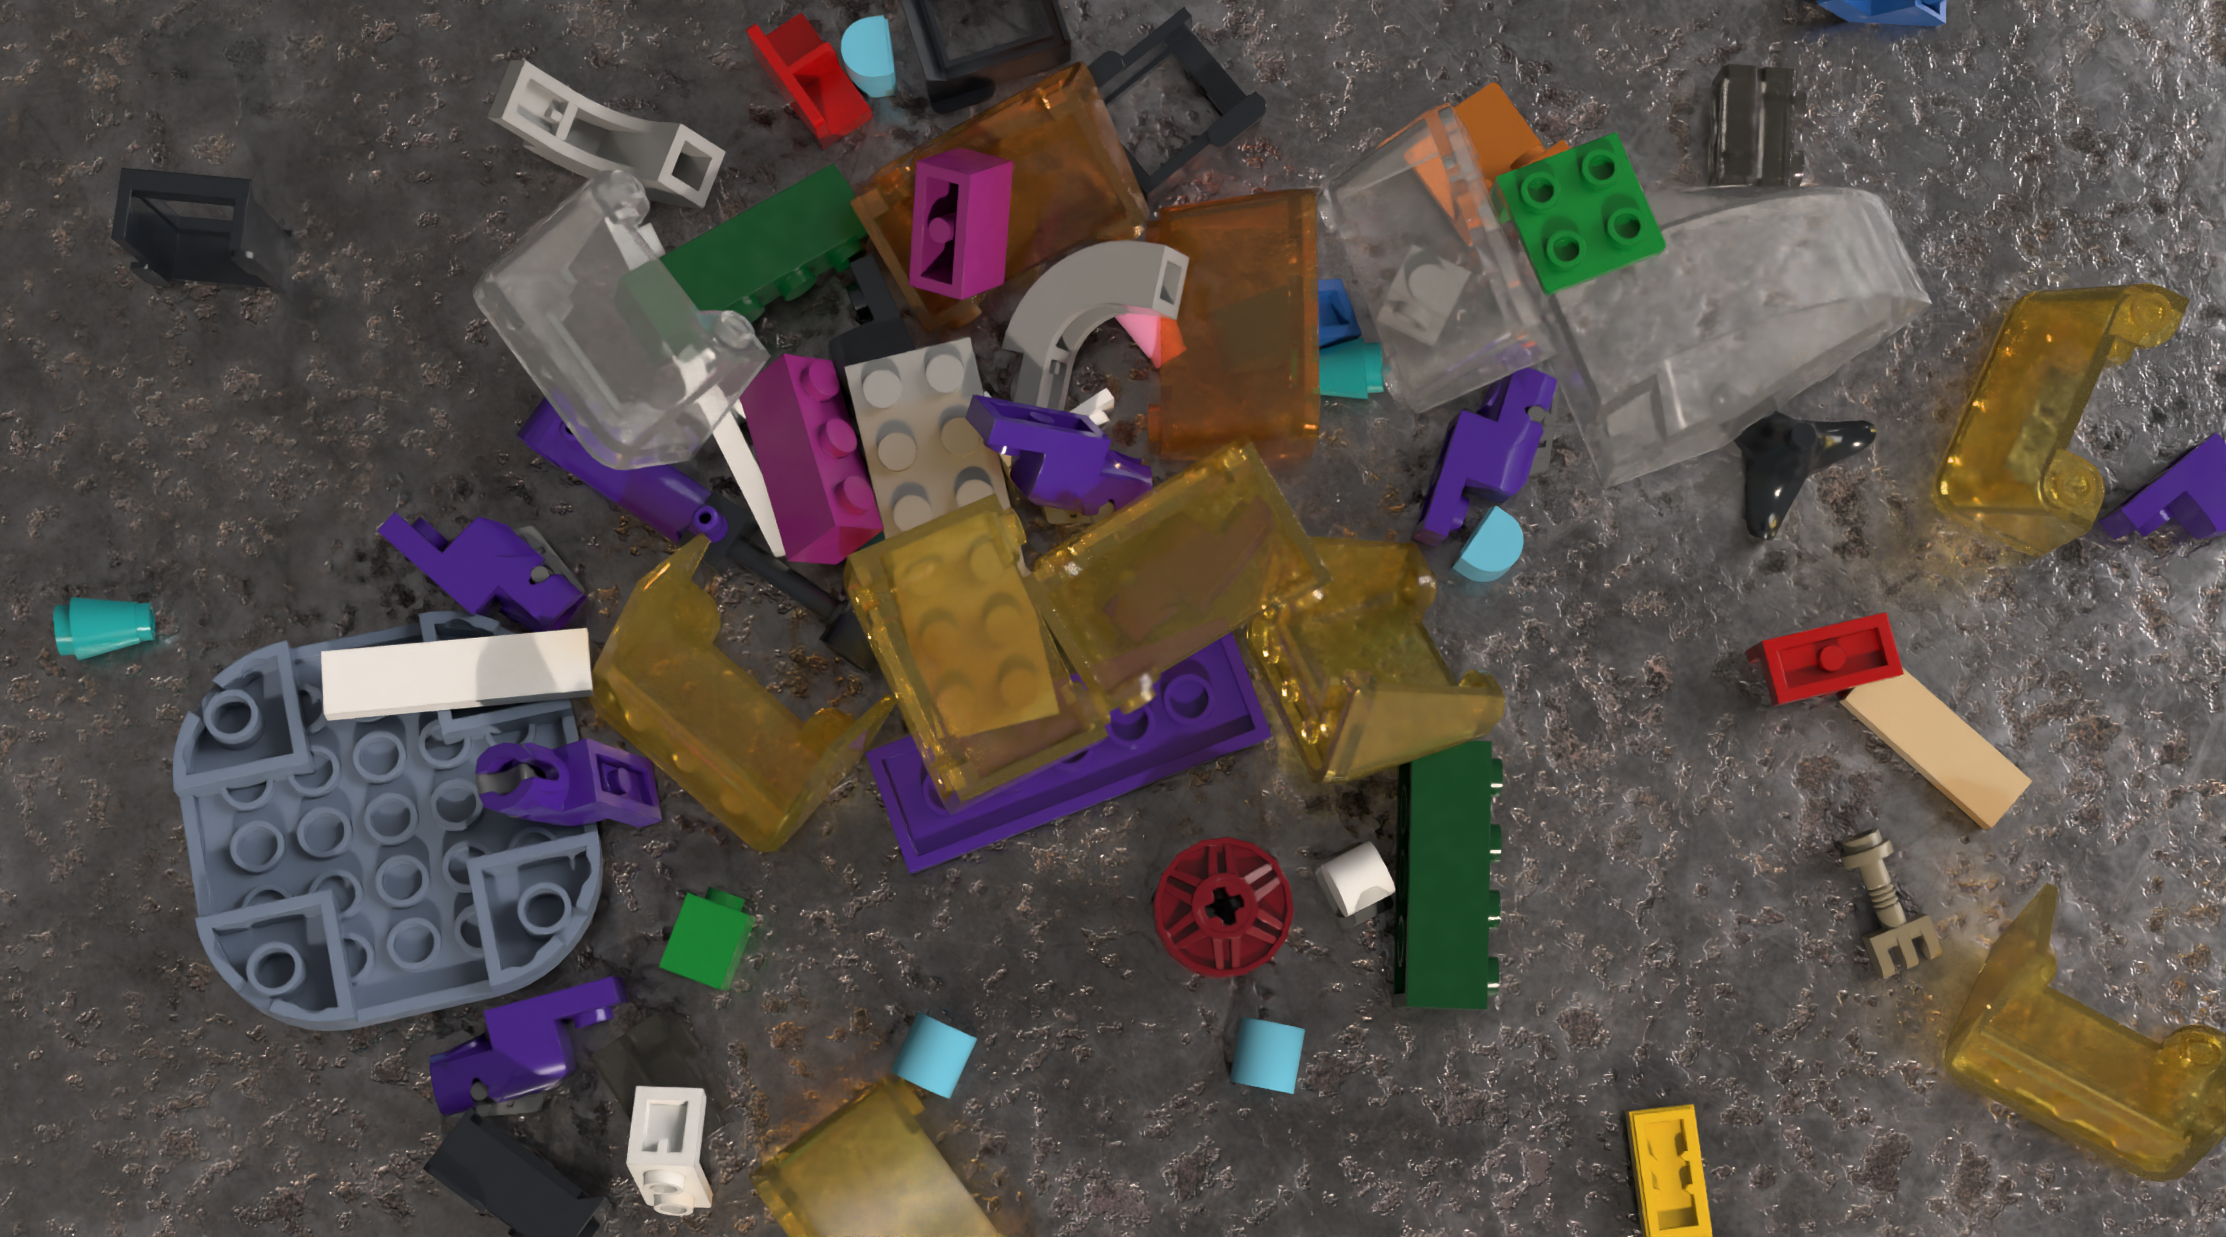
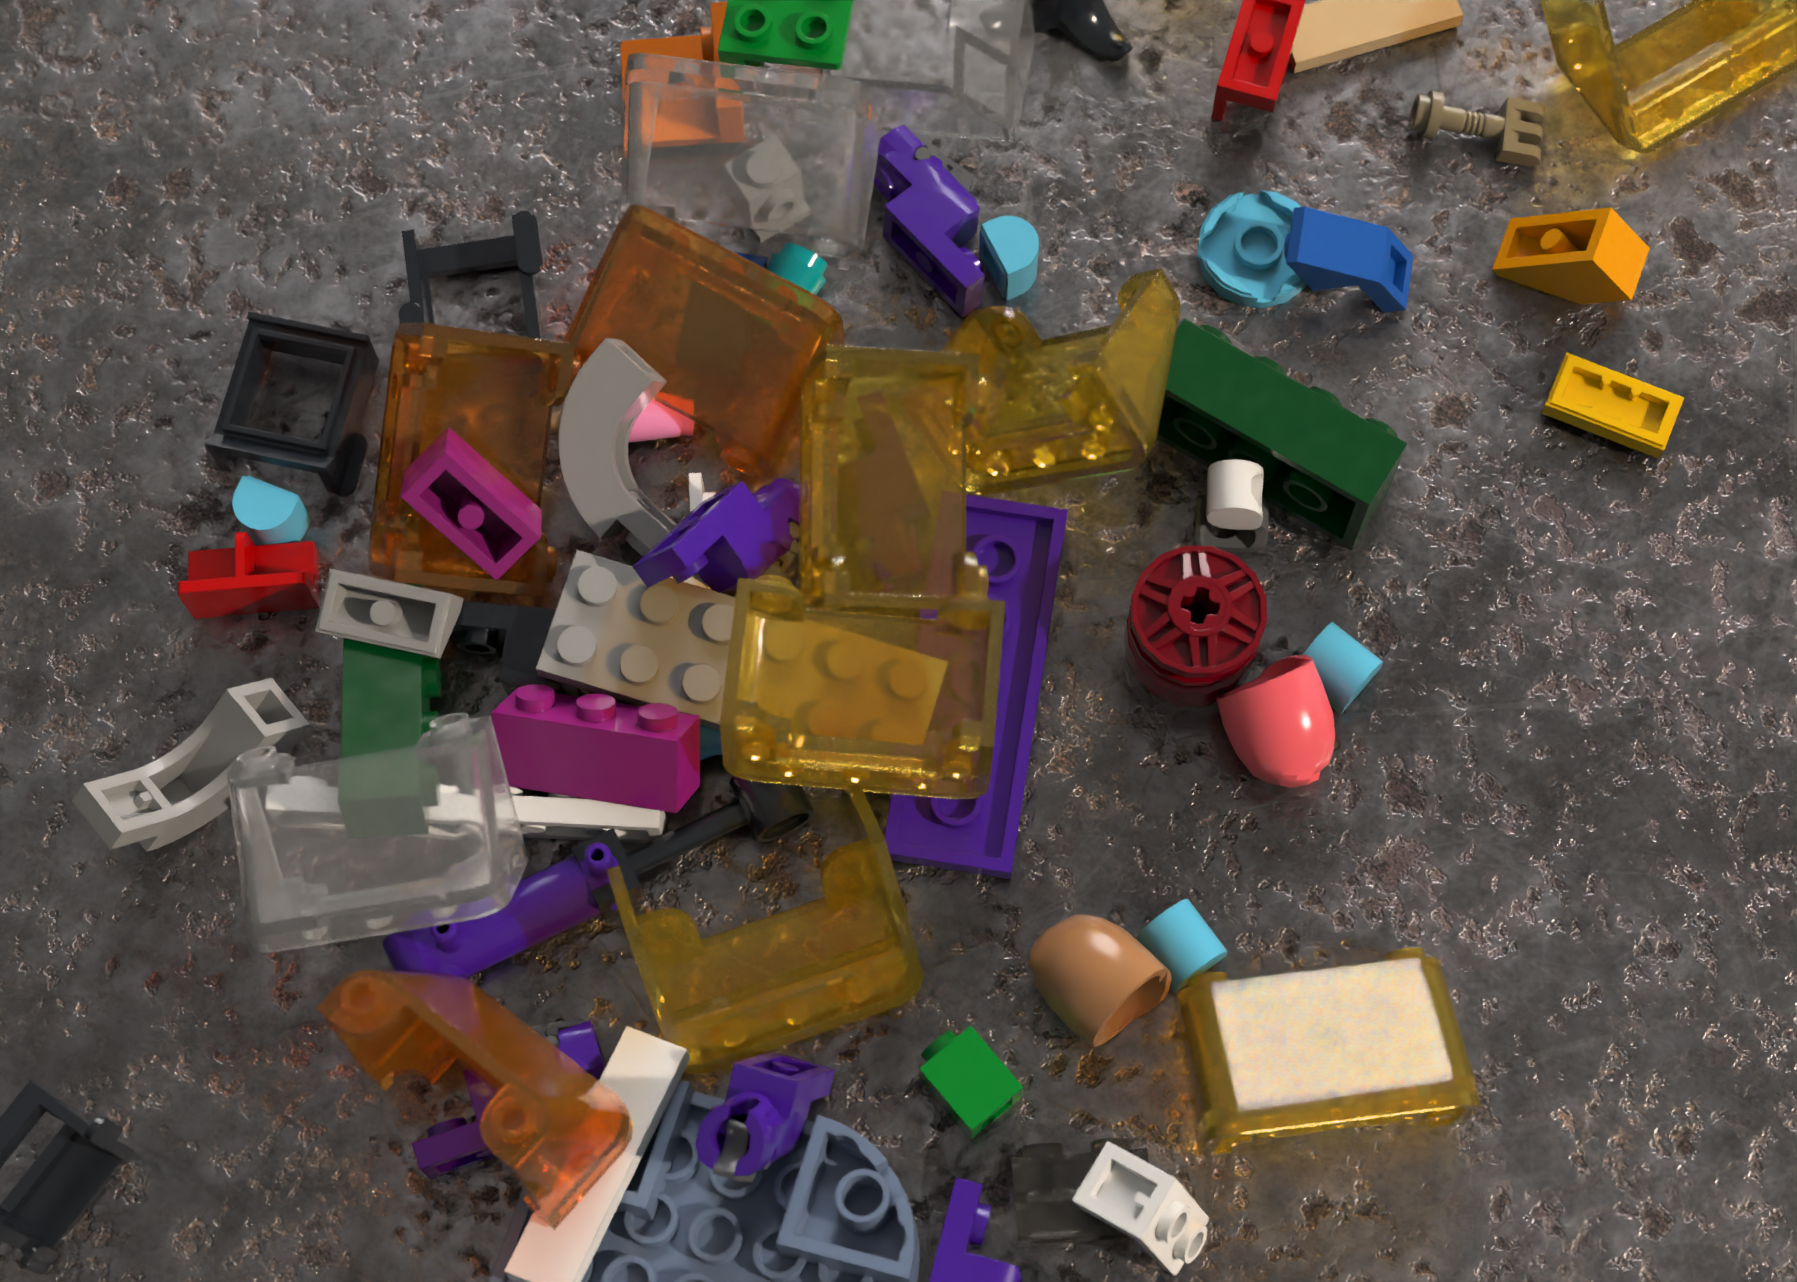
camera: 55 degrees left, 10 degrees down
(468, 606) = (548, 1115): none -> clear orange windscreen
(823, 222) = (387, 613): none -> light grey slope
(855, 995) = (1096, 976): none -> medium nougat piece
(1167, 1038) = (1281, 723): none -> coral piece
(1636, 765) = (1244, 249): none -> medium azure tile
(1667, 854) = (1348, 252): none -> blue slope
(1797, 1060) = (1573, 255): none -> light orange slope

